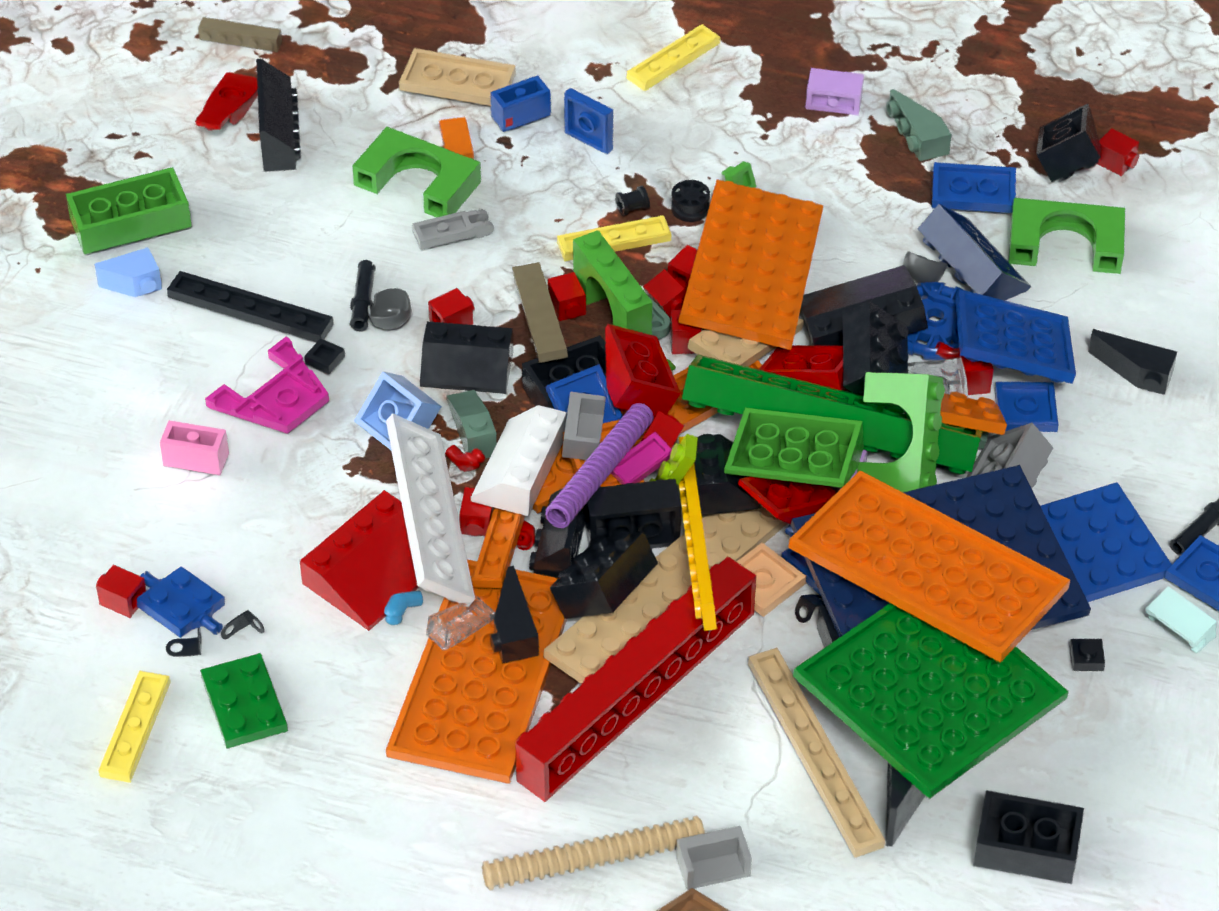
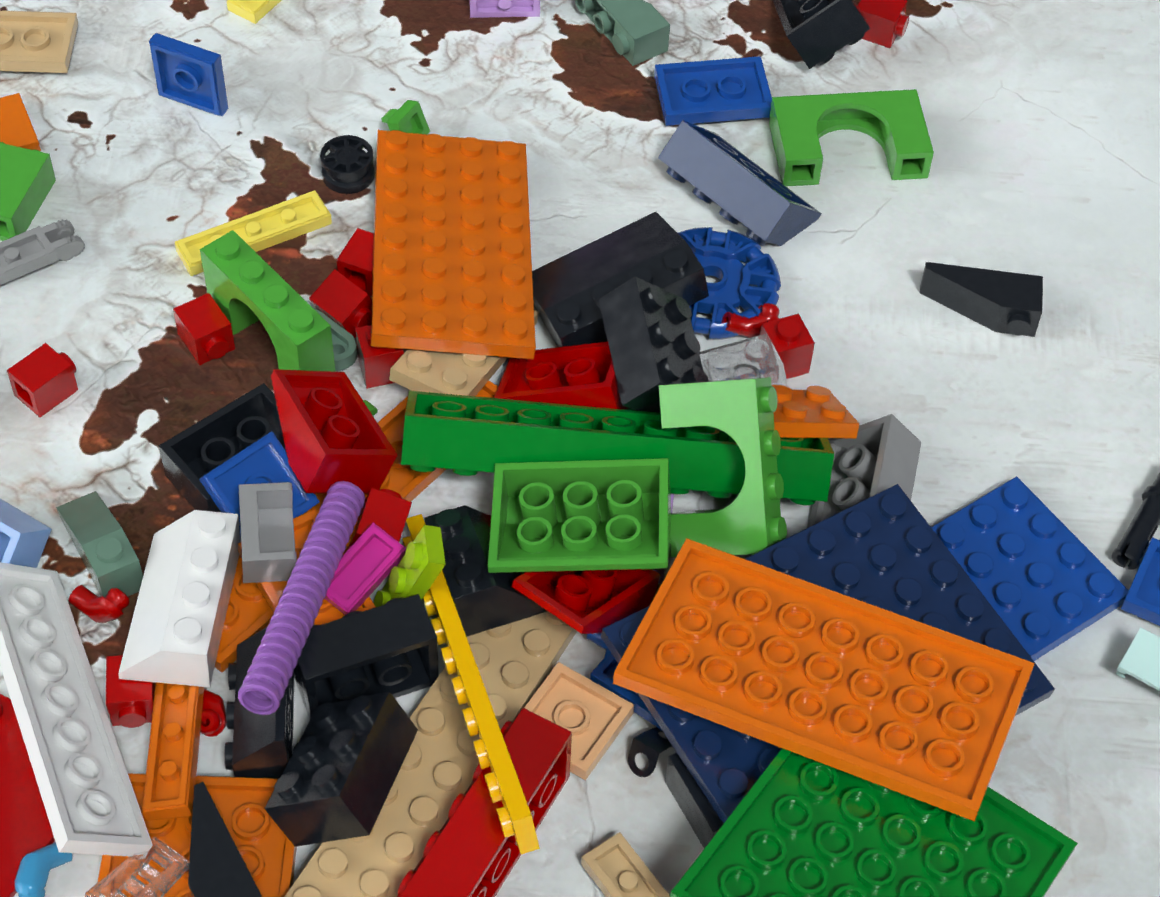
camera: 15 degrees left, 5 degrees up
(466, 357) = (75, 445): black slope -> none
(520, 103) = (91, 63): blue brick -> none
(539, 312) = (171, 363): dark tan tile -> none
(632, 201) = (269, 176): black bush -> none
(923, 269) = (680, 212): dark grey hair -> none
(1014, 336) = (829, 291): blue plate -> none
(1028, 403) = (866, 382): blue tile -> none
(1087, 655) = (1053, 751): black plate -> none

